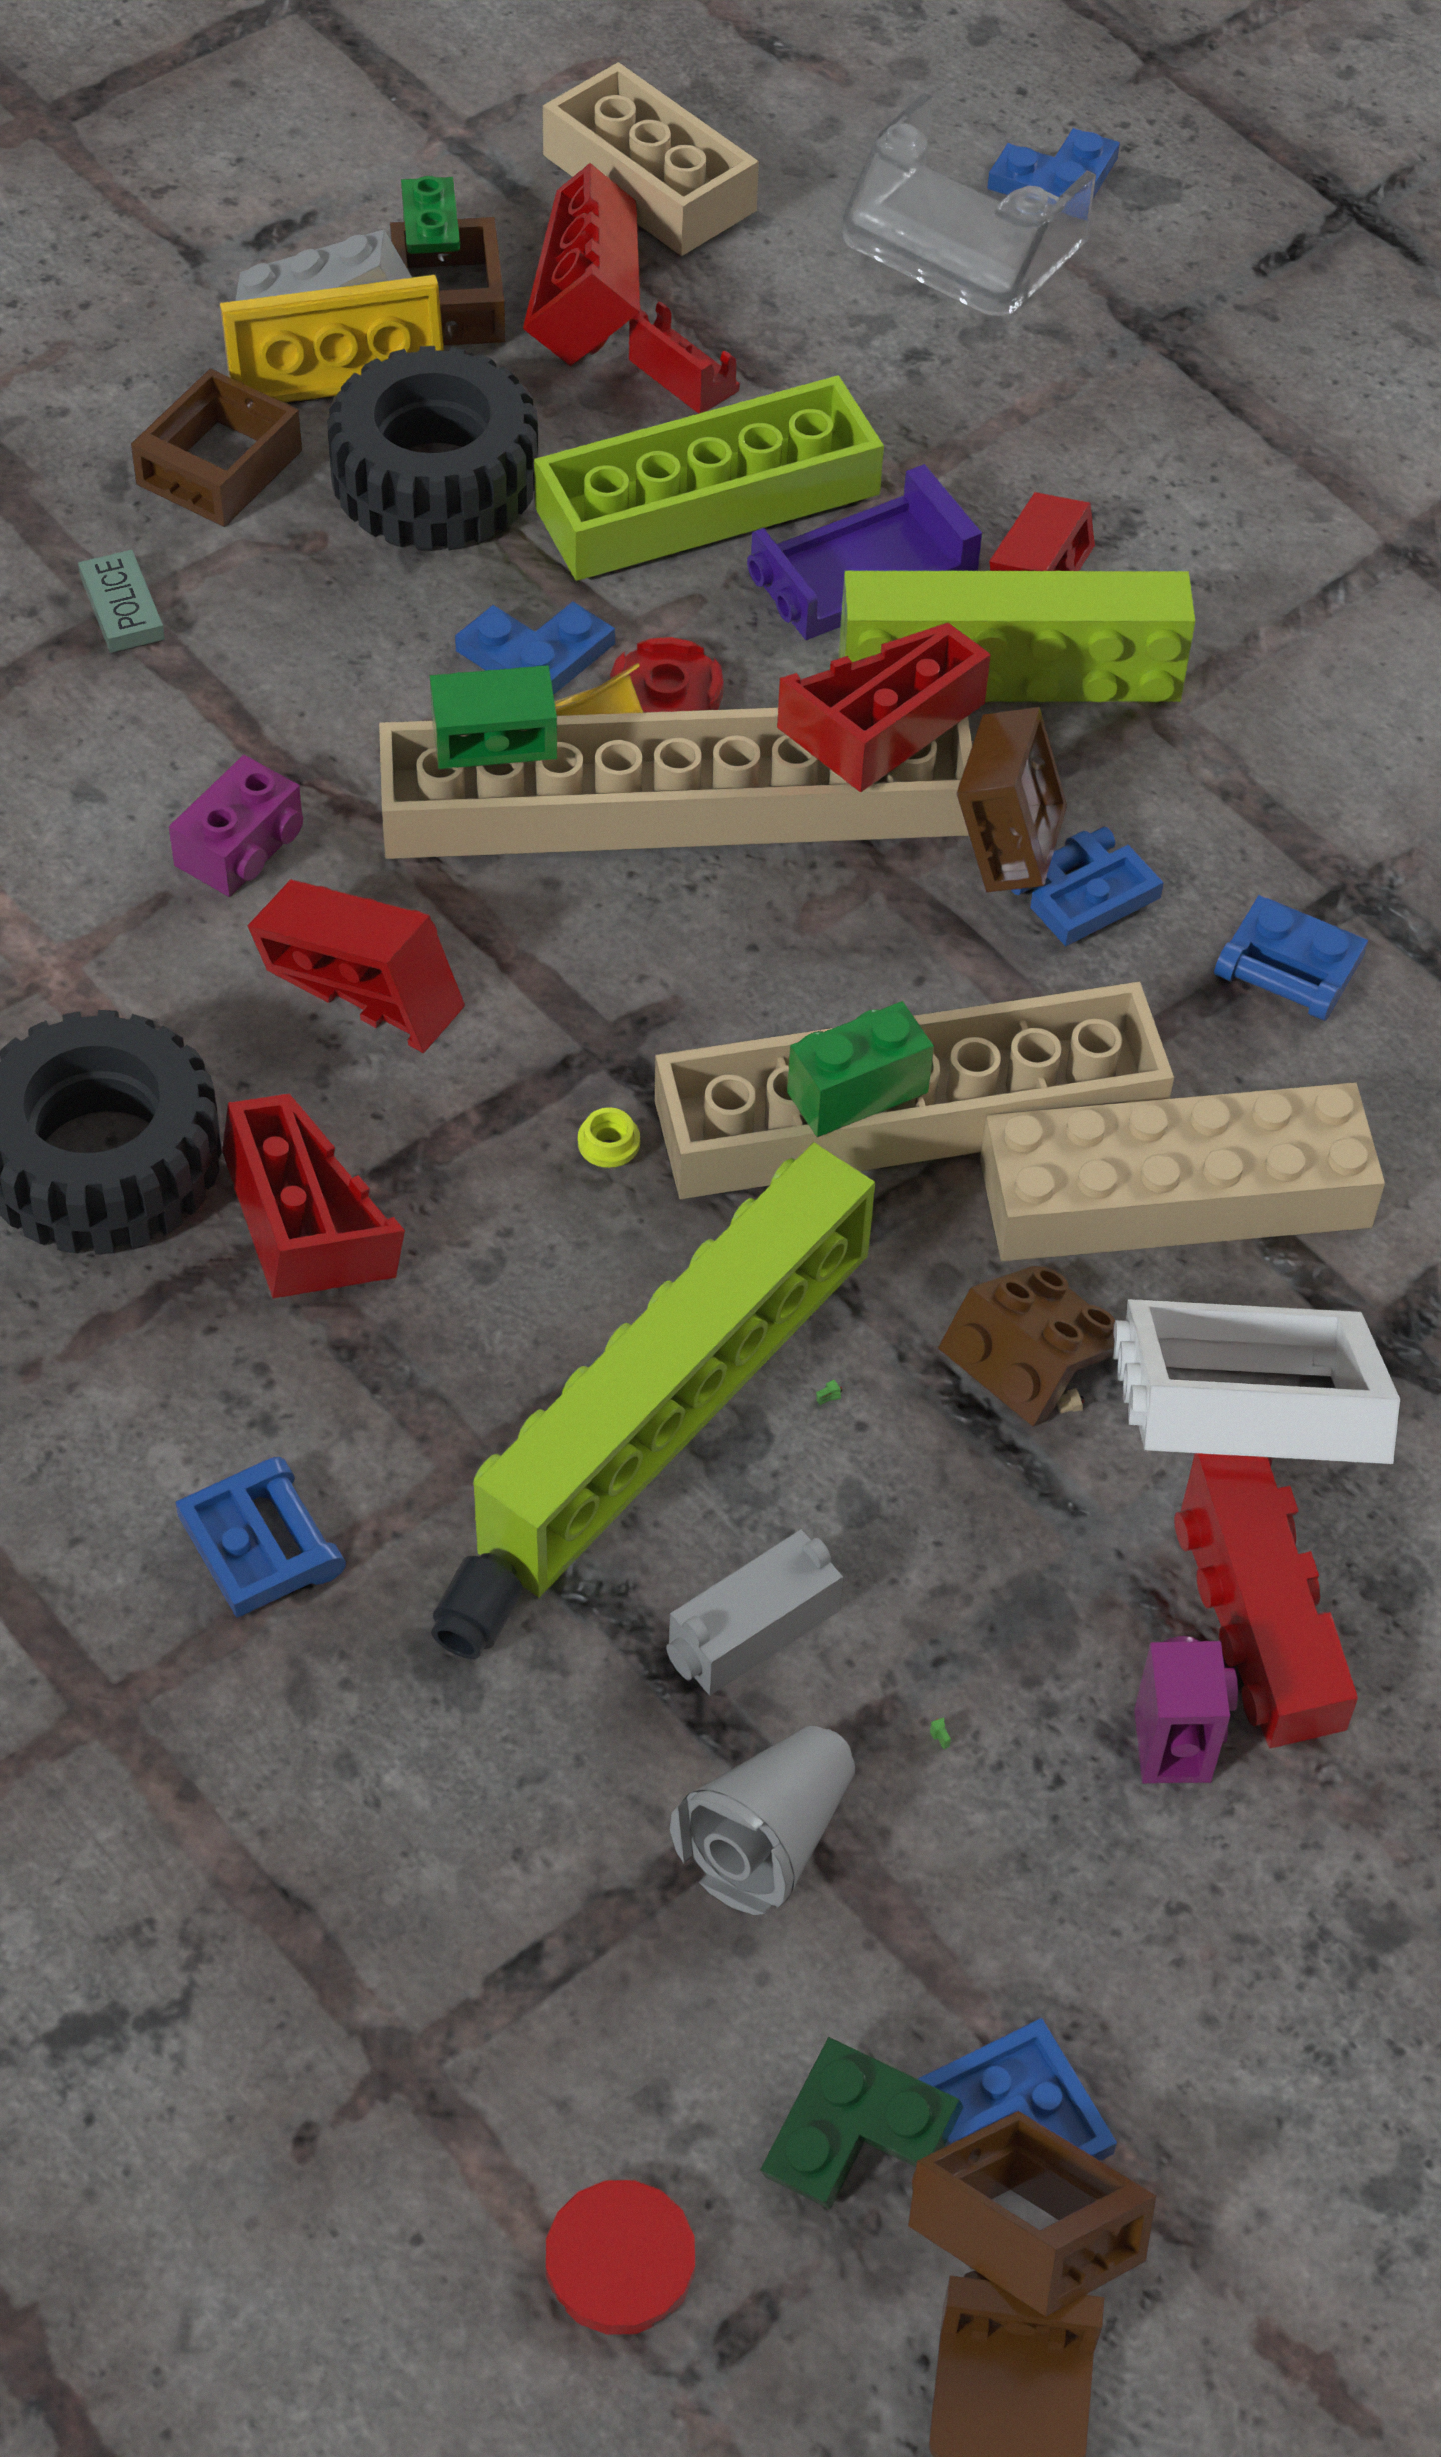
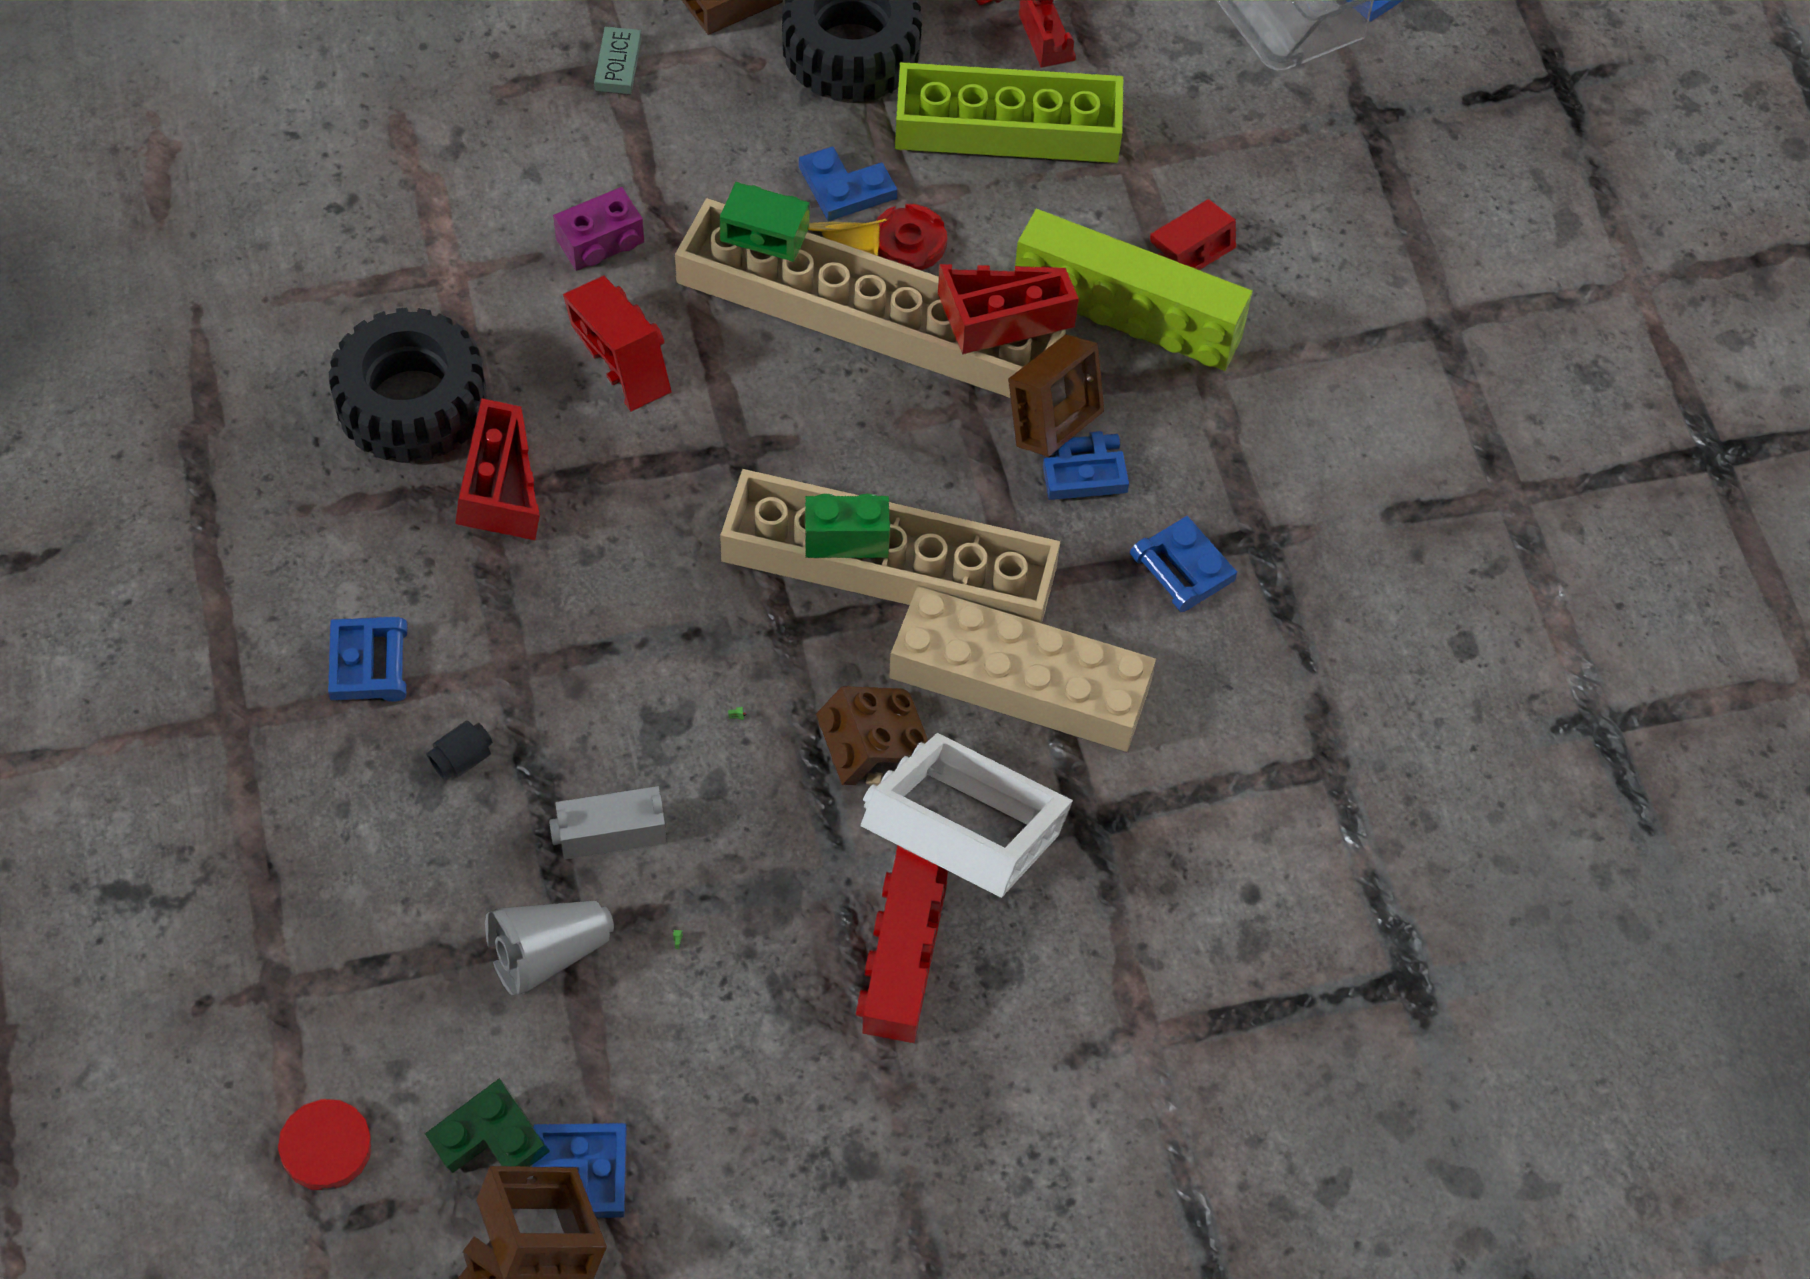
camera: 25 degrees right, 5 degrees up
(608, 1125) = (697, 499): neon yellow plate -> none
(672, 1367) = (646, 659): lime brick -> none
(905, 534) = (1101, 200): dark purple panel -> none
(1183, 1710) = (809, 987): magenta brick -> none

